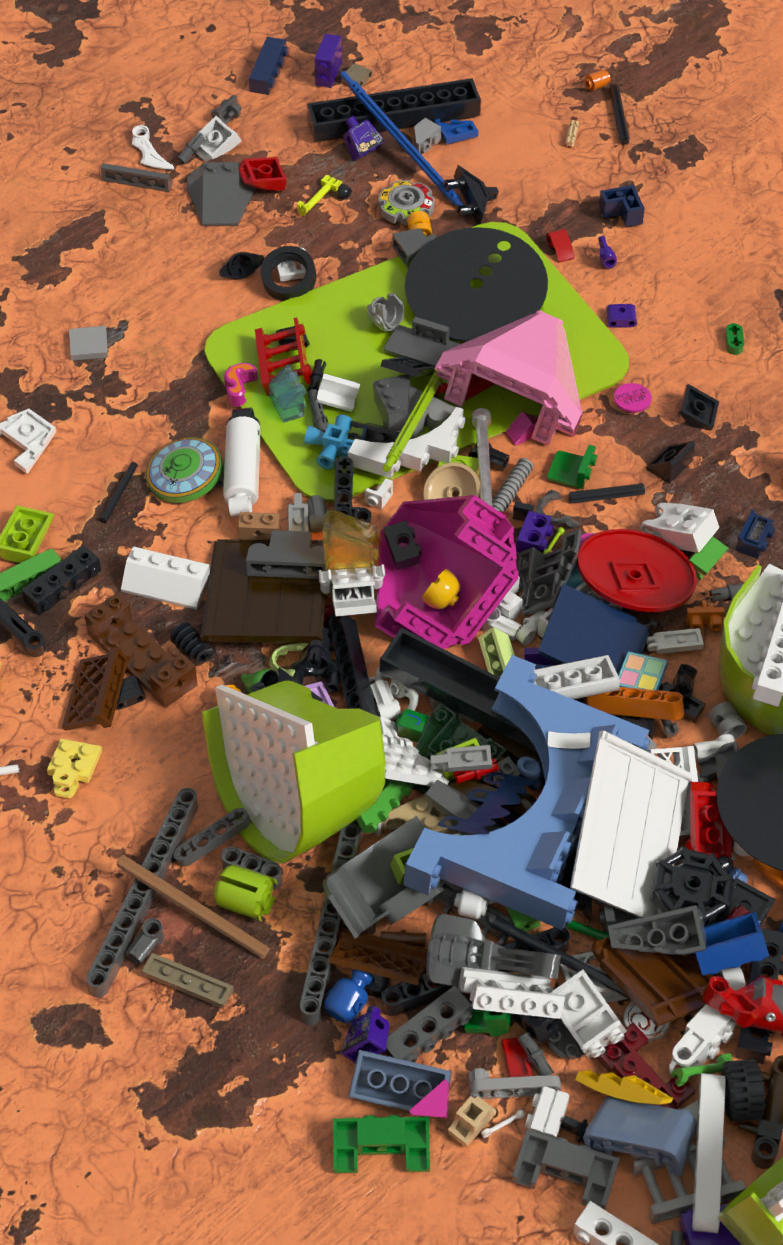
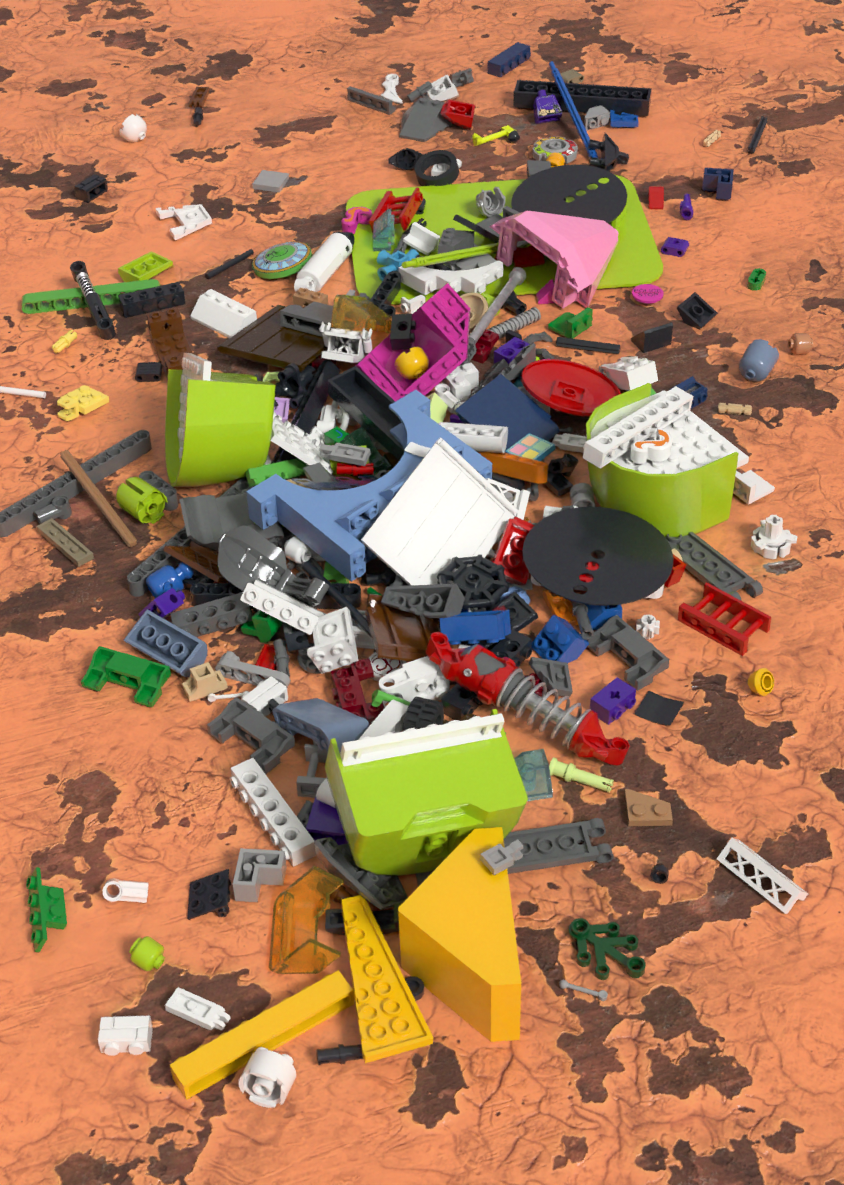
camera: 25 degrees right, 10 degrees down
(107, 691) = (129, 363): reddish brown fence -> none
(190, 644) = (210, 353): black piece -> none
(214, 839) = (143, 464): dark grey beam -> none
(328, 60) = (555, 53): dark purple brick -> none
(435, 1103) = (178, 656): dark pink slope -> none
(597, 80) = (752, 111): orange brick -> none
(626, 1088) = (330, 693): yellow slope -> none
(726, 862) = (515, 584): black hinge -> none

